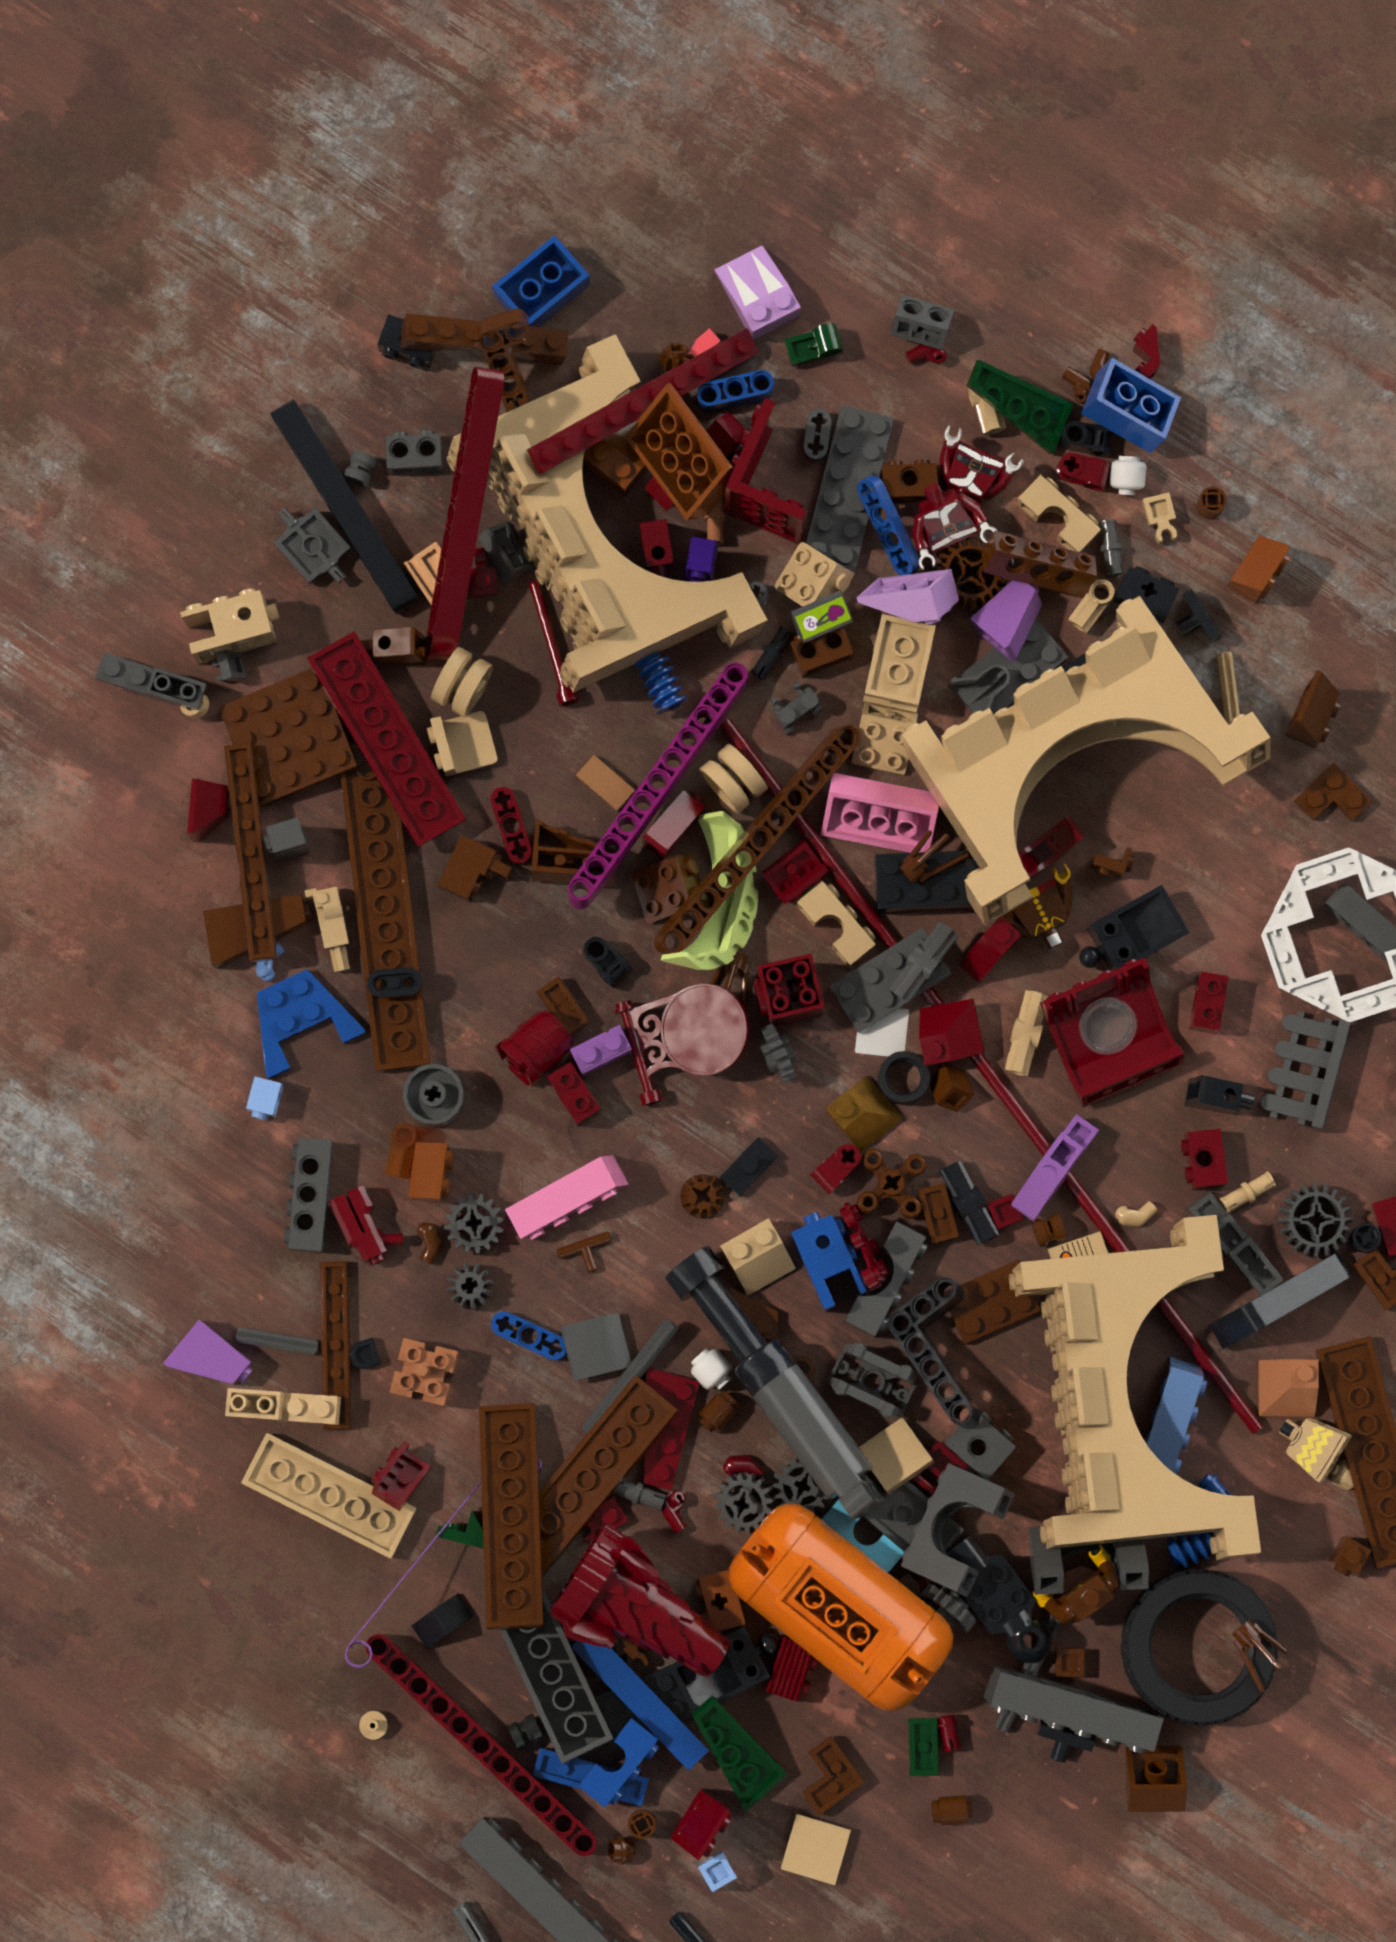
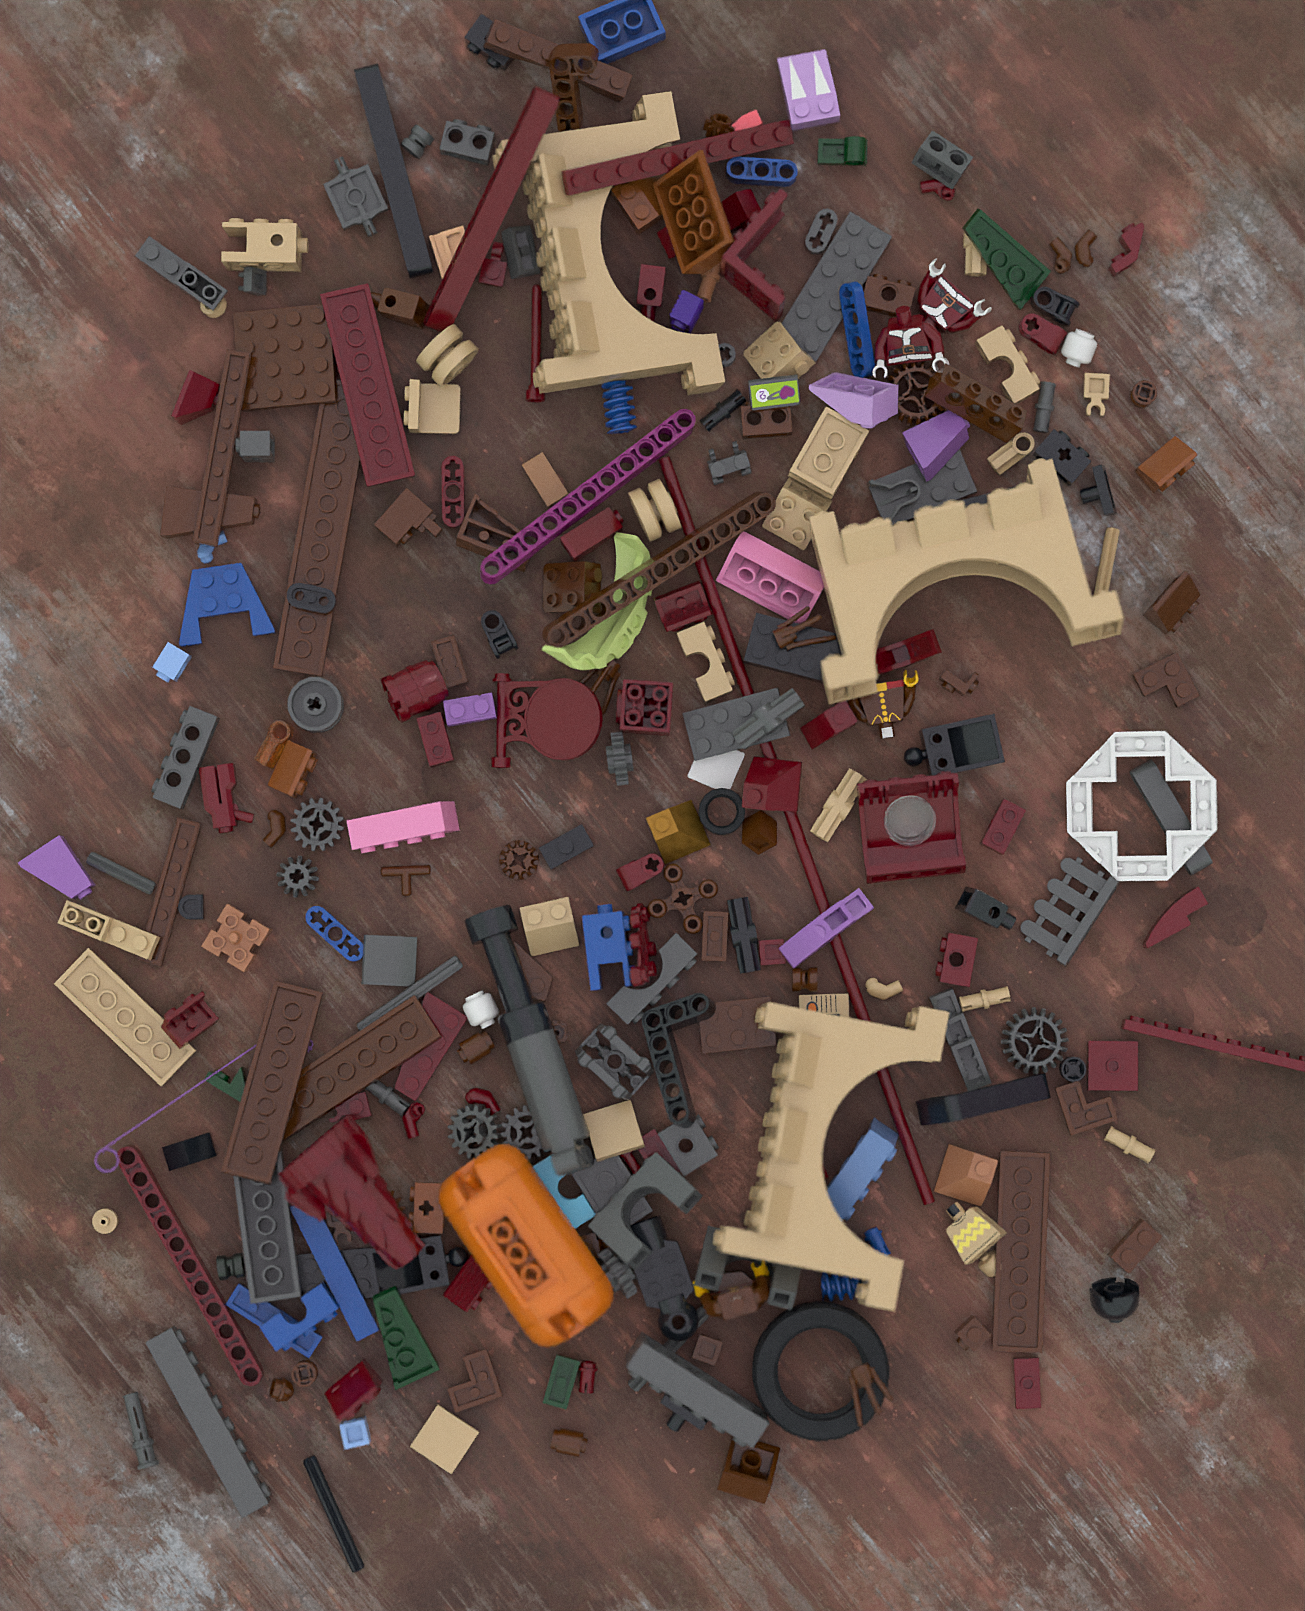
camera: 20 degrees right, 5 degrees up
(332, 925) = (273, 530): tan piece -> none
(1131, 405) = (1099, 288): blue brick -> none

